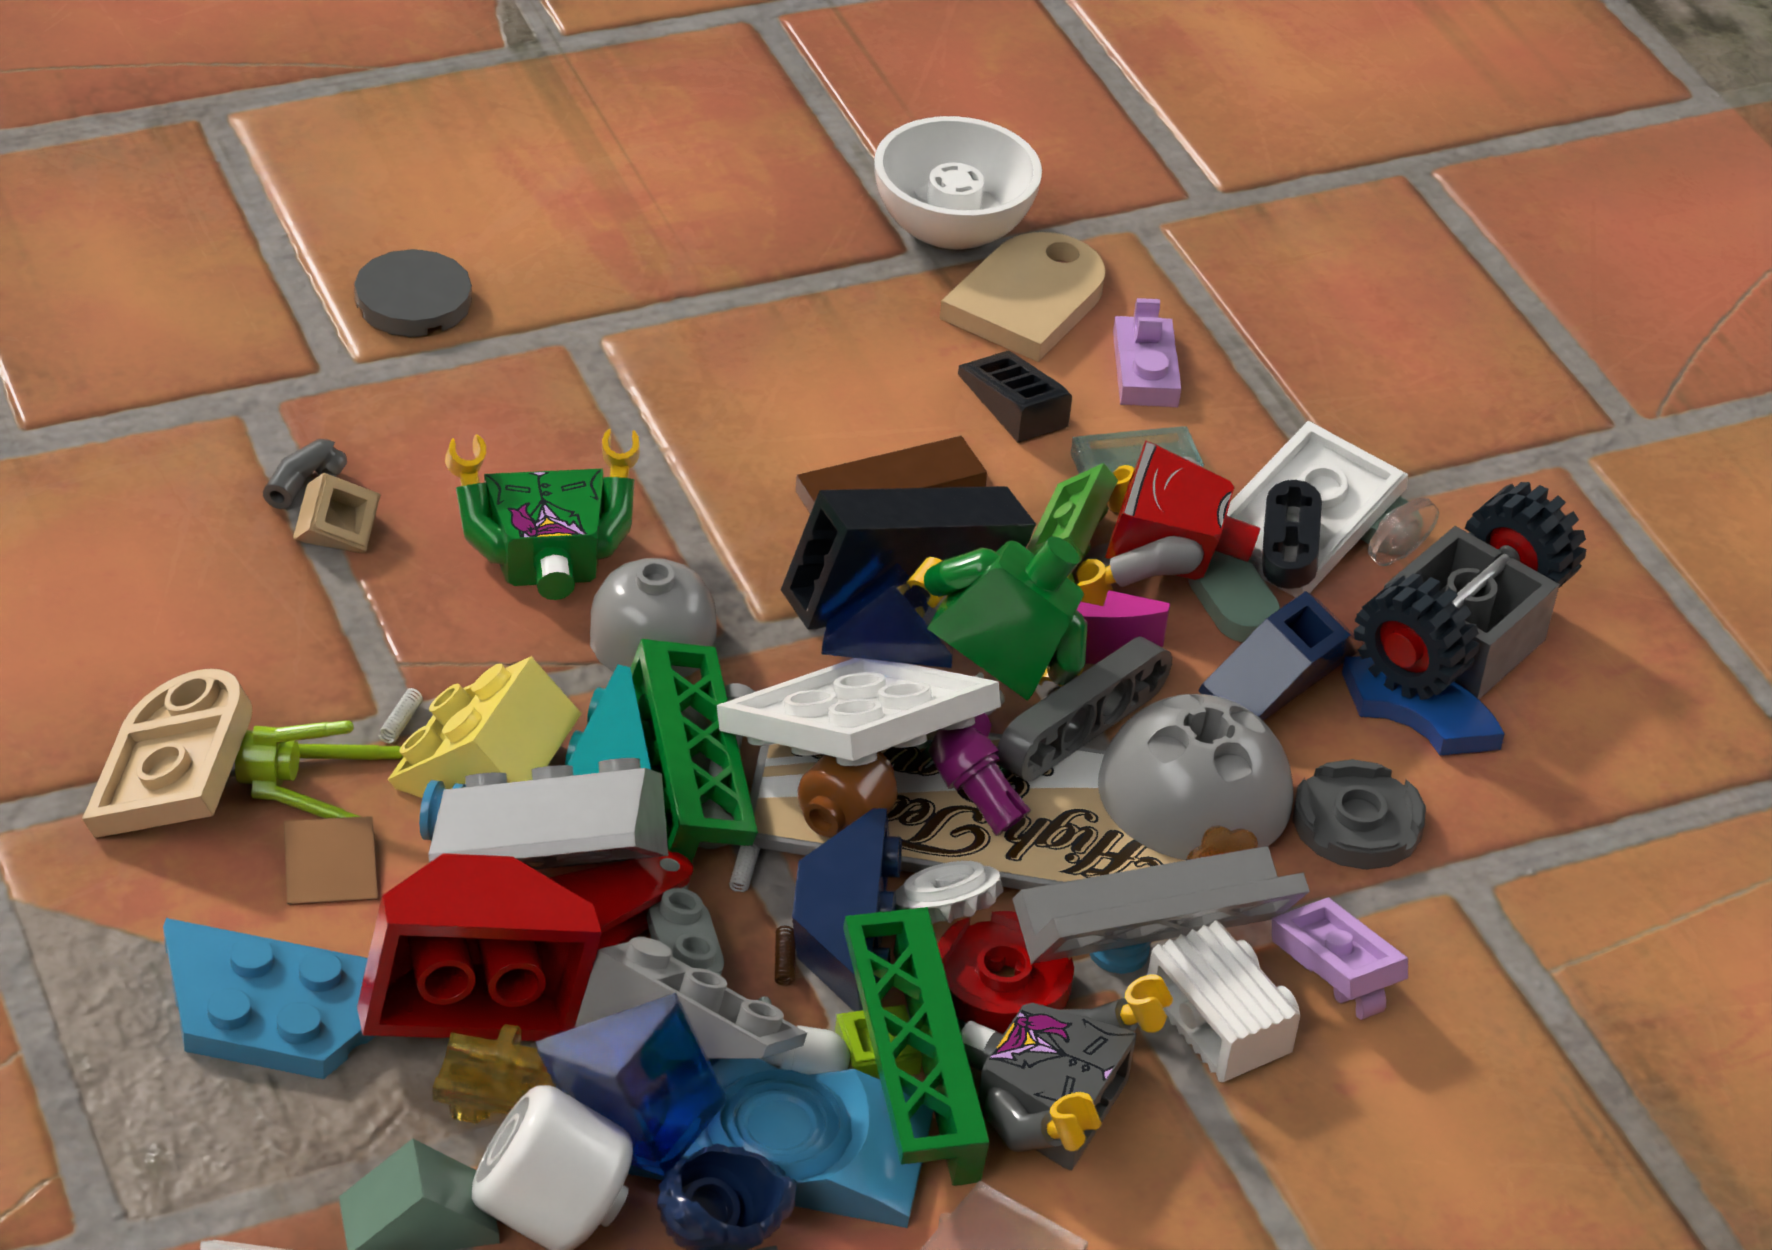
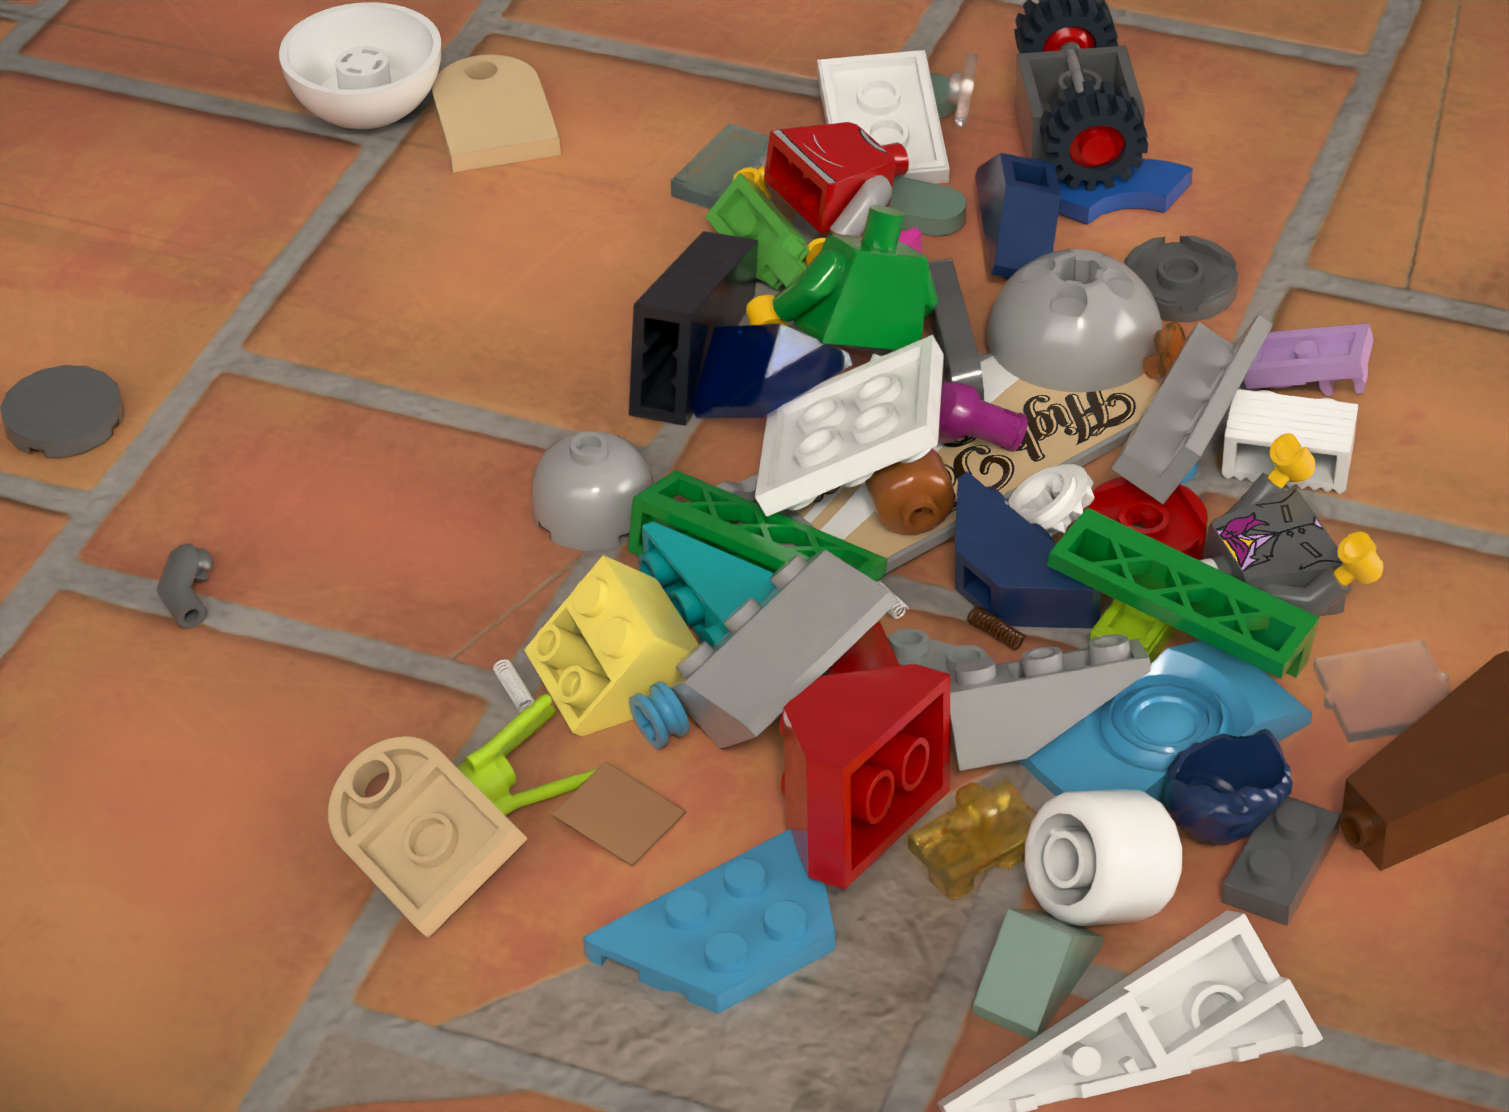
camera: 40 degrees left, 0 degrees up
(336, 514) = (259, 593): tan slope -> none
(546, 523) = (426, 481): green torso -> none
(641, 1074) = (1086, 743): clear blue slope -> none
(923, 466) = (595, 294): reddish brown tile -> none
(1018, 395) = (590, 179): black slope -> none
(1146, 357) = (632, 101): lavender plate -> none
(1282, 533) = (915, 132): black beam -> none

